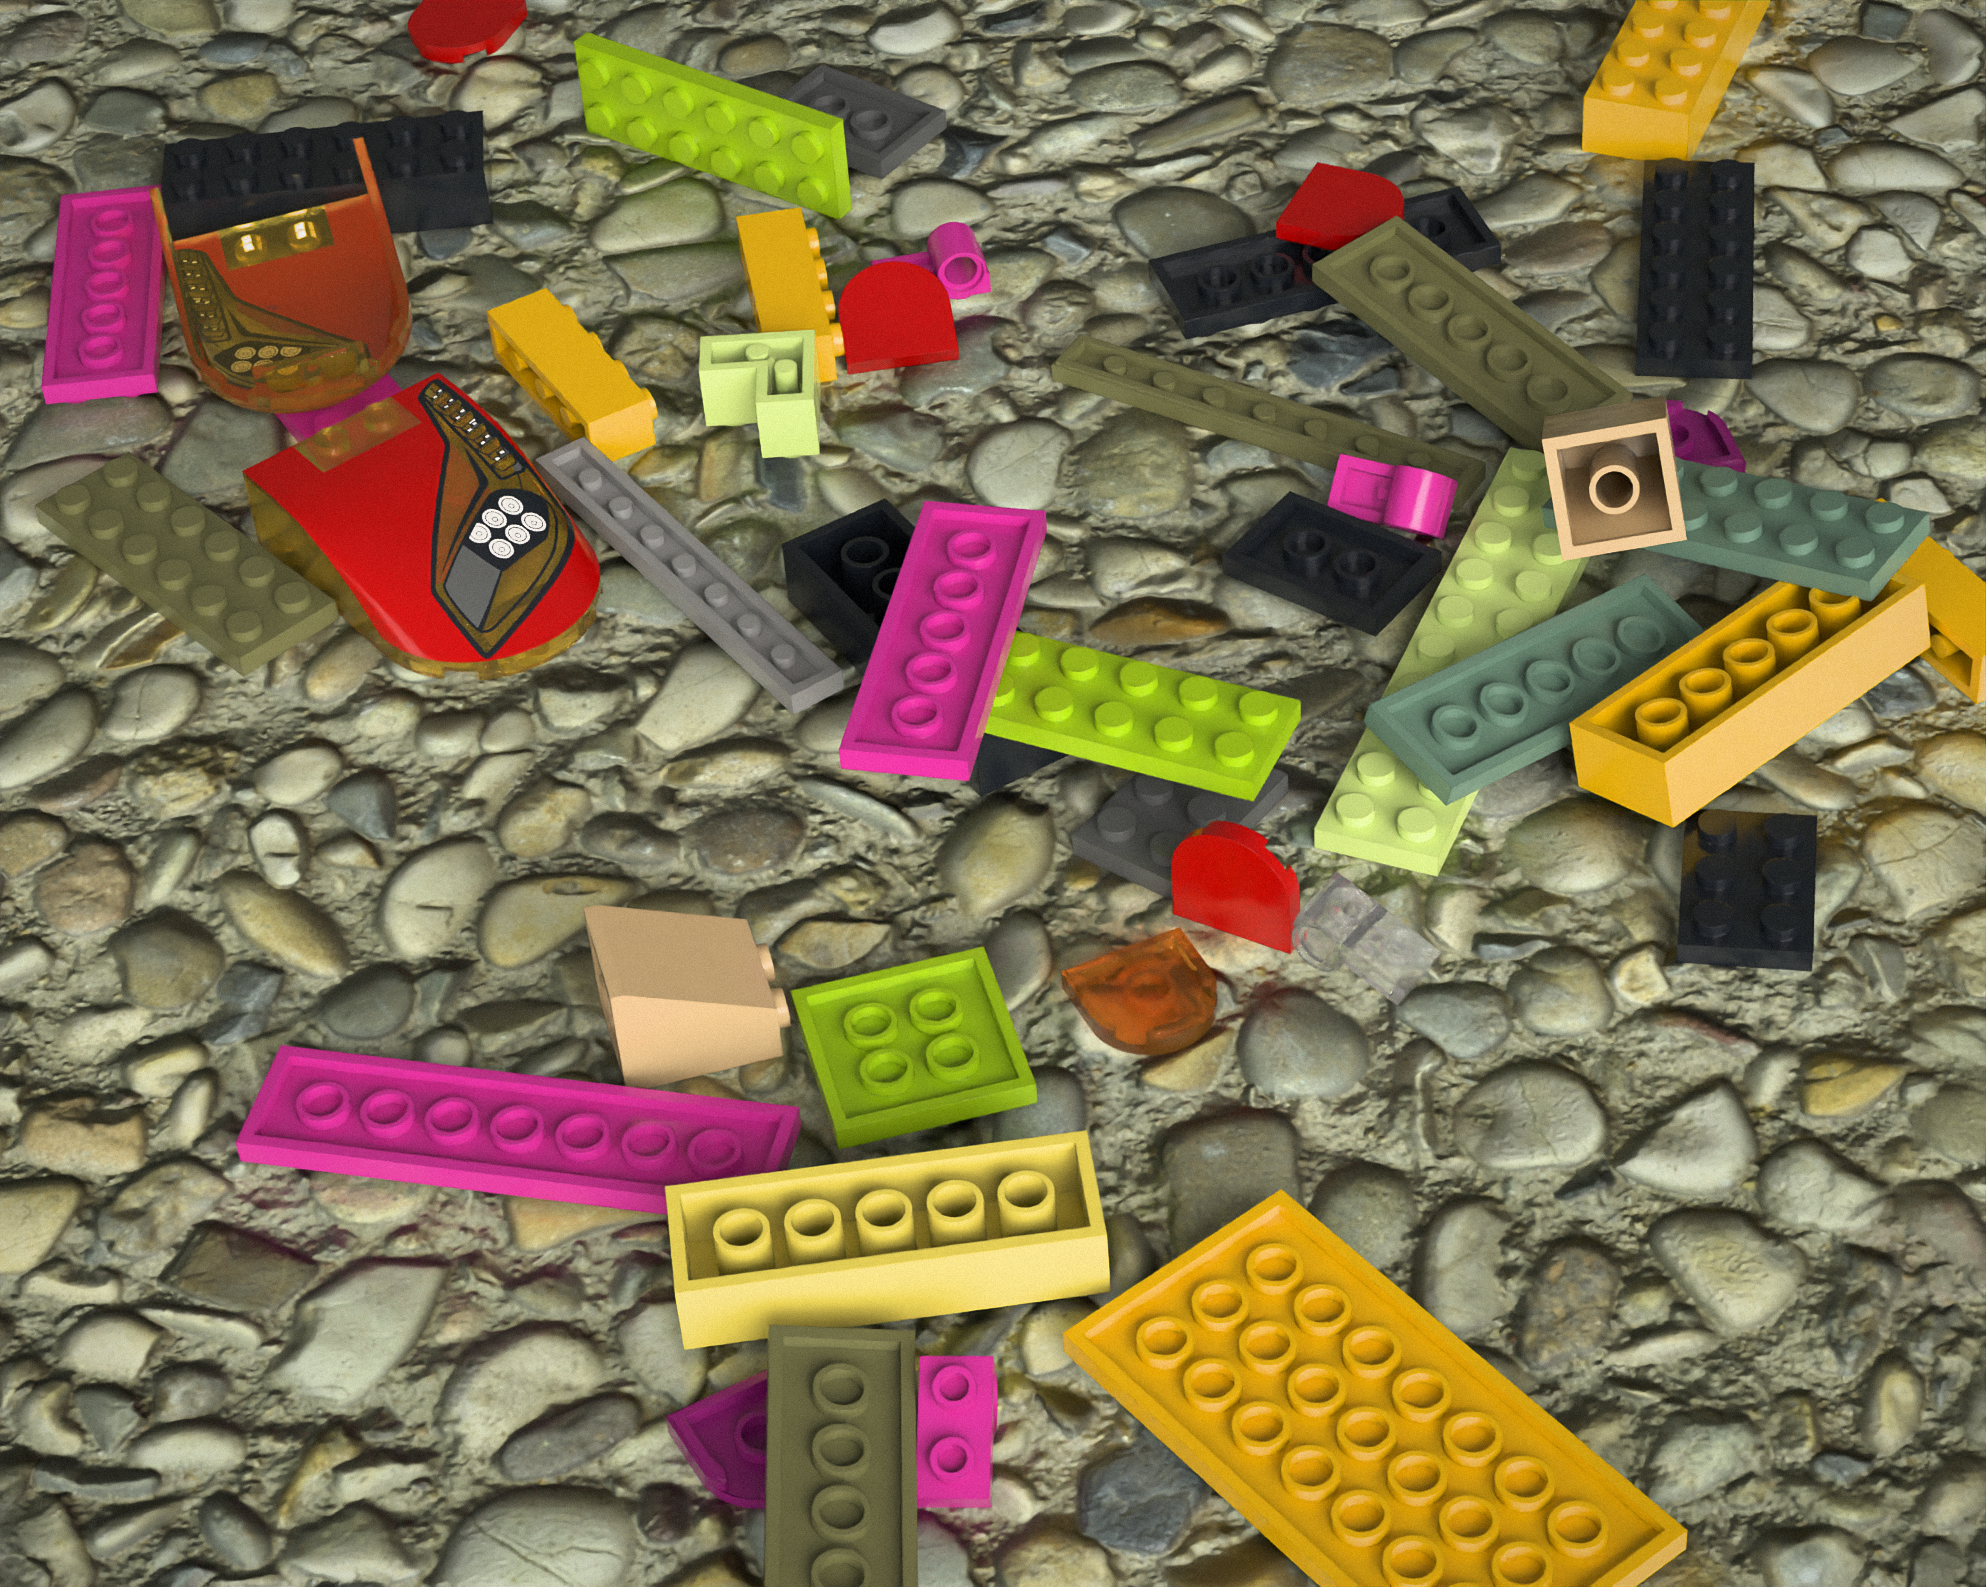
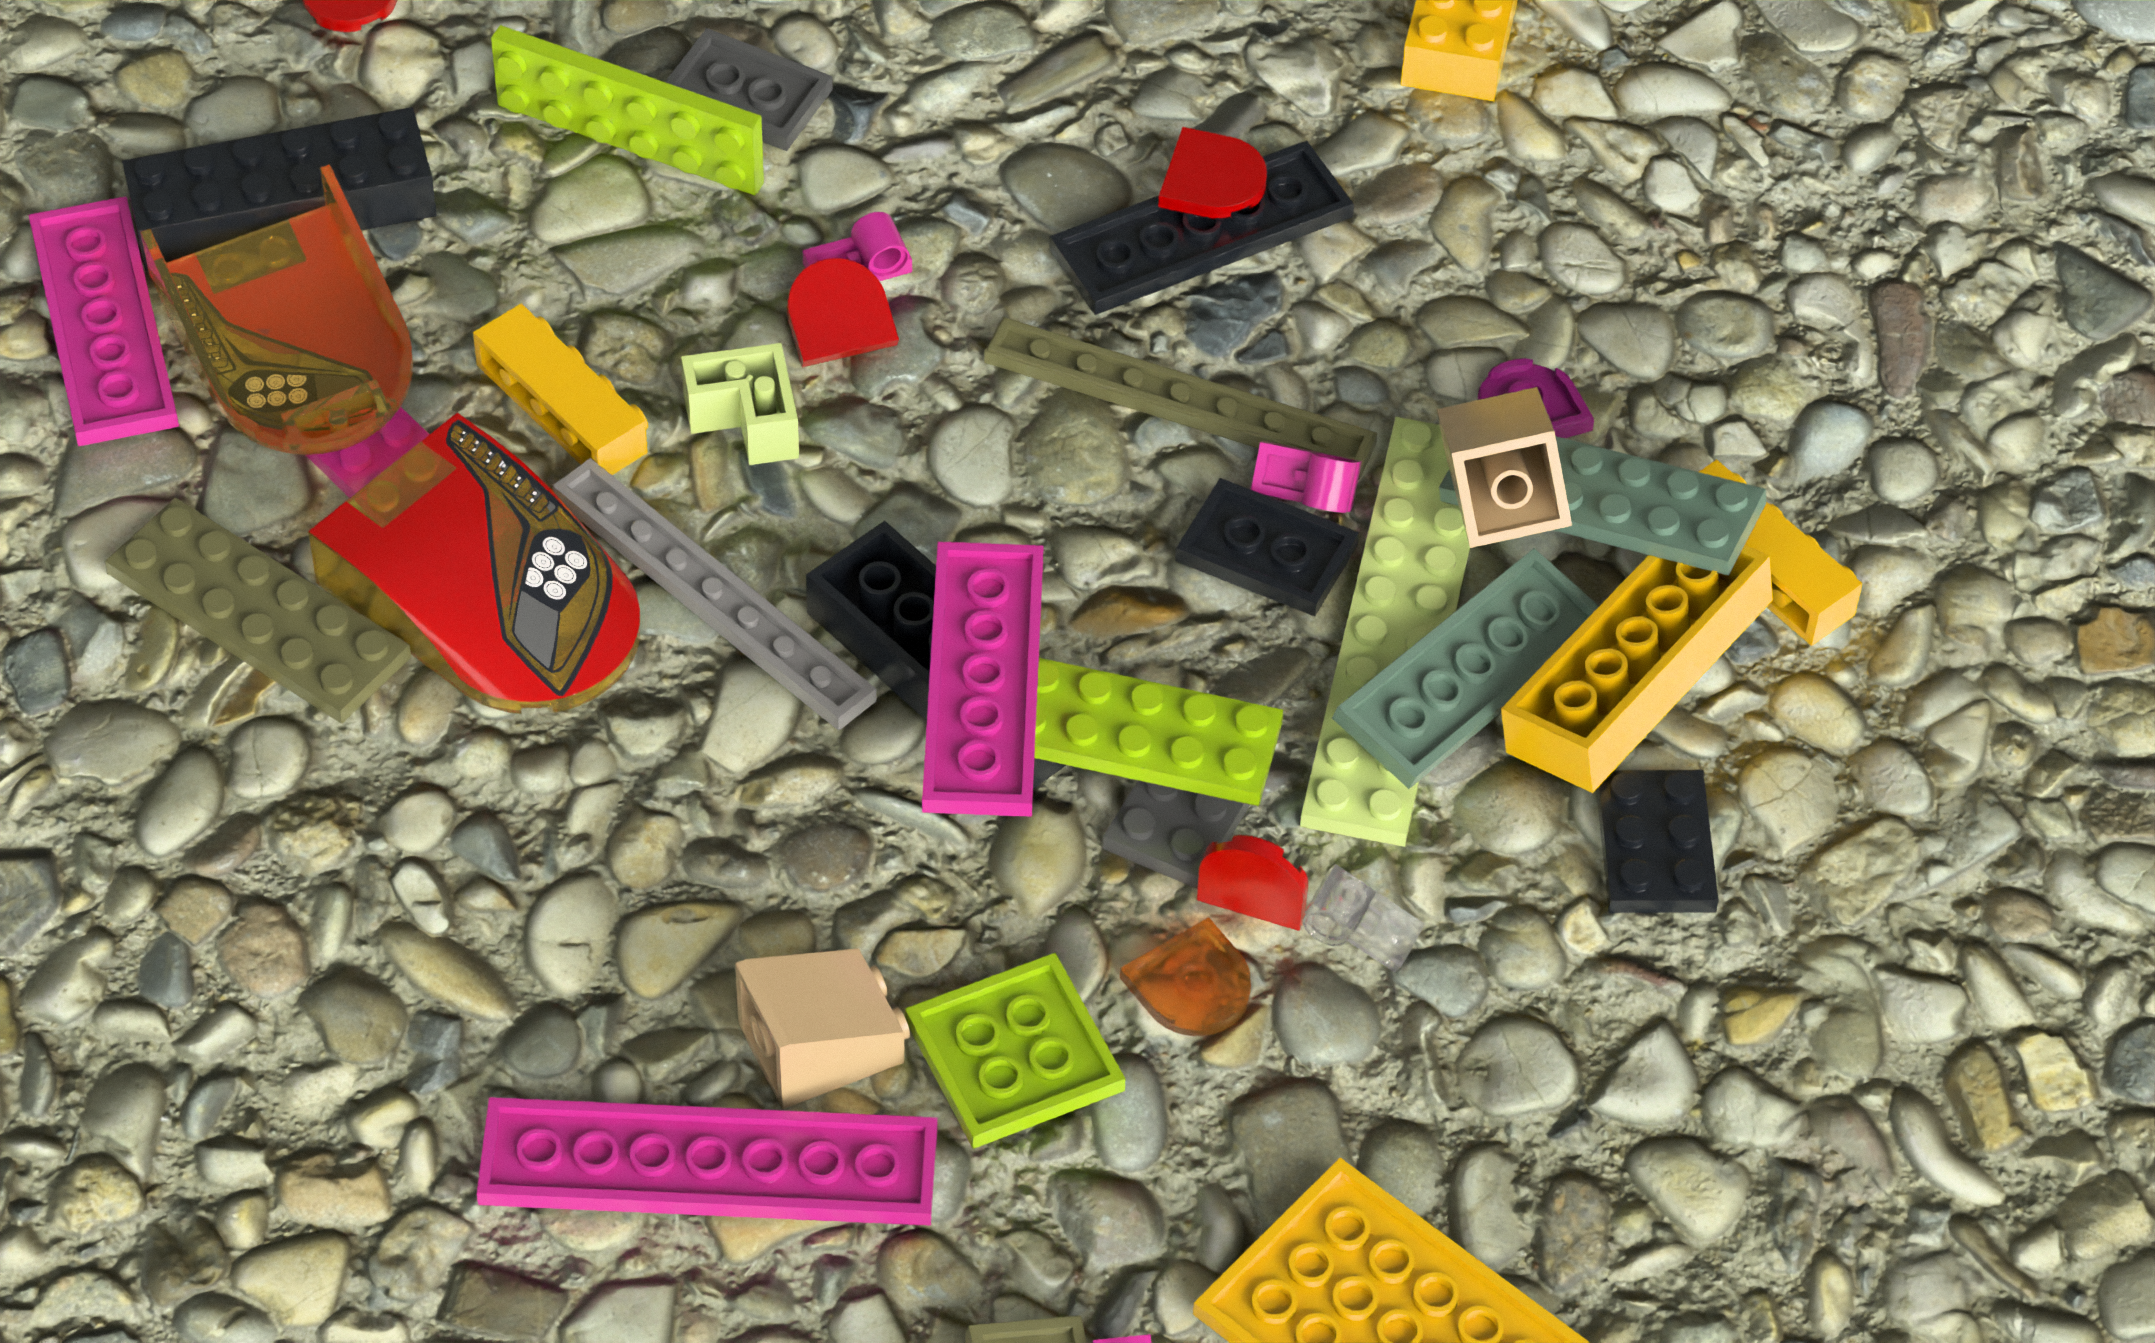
camera: 15 degrees left, 10 degrees up
(789, 281) = (732, 280): yellow brick -> none
(887, 1239) = (1039, 1234): light yellow brick -> none
(1463, 331) = (1346, 307): olive plate -> none
(1696, 270) = (1521, 213): black plate -> none

